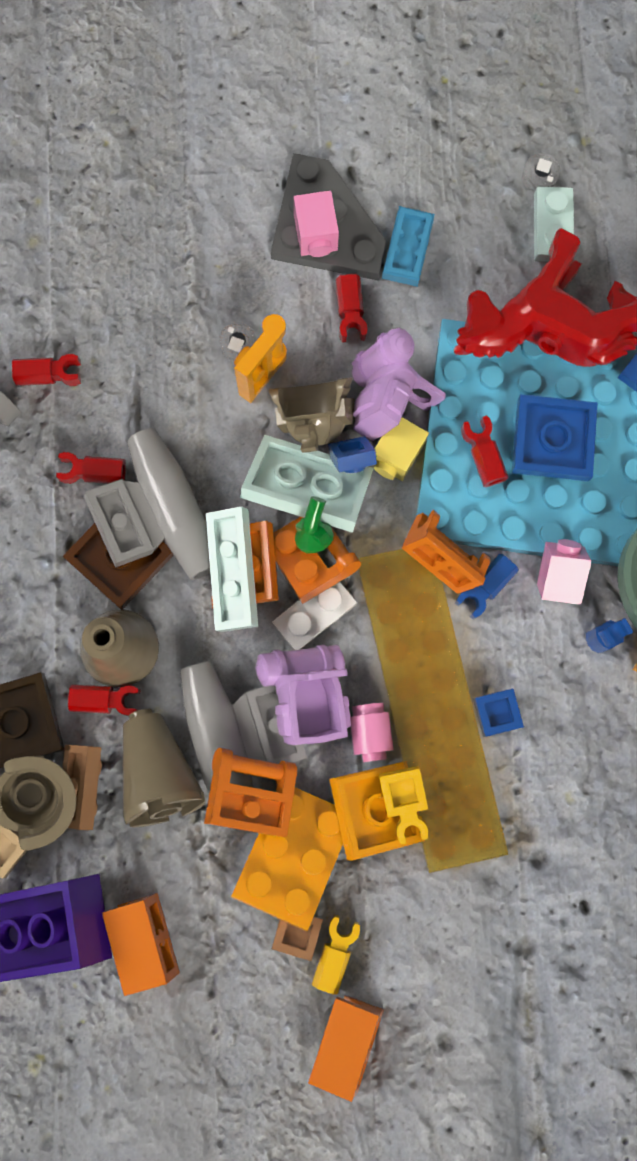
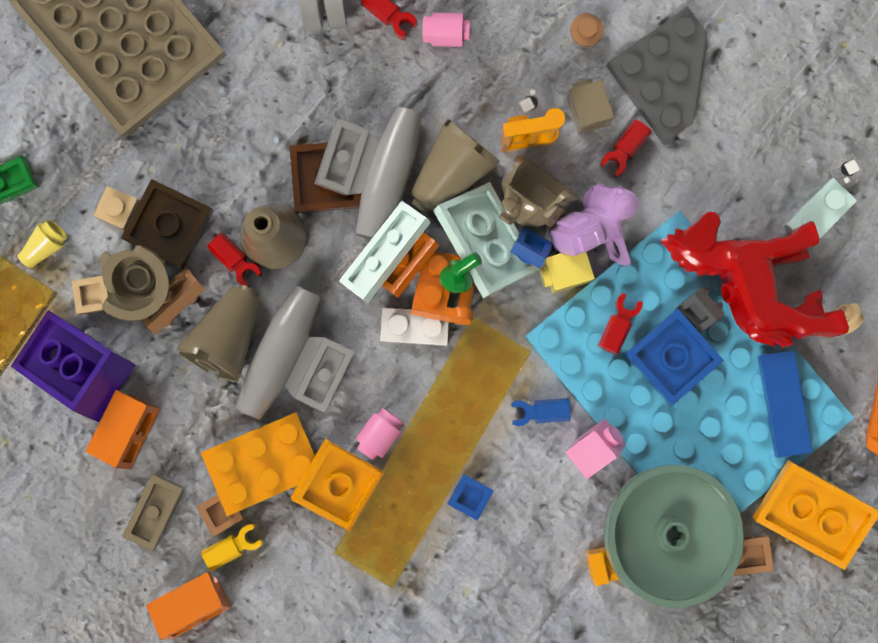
camera: 50 degrees right, 5 degrees up
(92, 469) = (360, 106): red bar -> none
(109, 341) = (446, 29): none -> bright pink brick
(221, 449) = (450, 168): none -> dark tan cone
(228, 242) = (586, 30): none -> medium nougat plate
(236, 991) = (153, 512): none -> dark tan plate
(250, 807) = (259, 410): orange plate -> none
(290, 298) = (589, 106): none -> dark tan brick
(308, 693) = (361, 373): lavender piece -> none
(316, 223) = (651, 71): bright pink brick -> none
(405, 796) = (360, 493): yellow plate -> none
(408, 246) = (704, 140): dark azure plate -> none
(444, 556) = (529, 366): orange hinge -> none
(540, 378) = (701, 309): none -> dark grey tile
(608, 635) = (586, 514): blue bar -> none

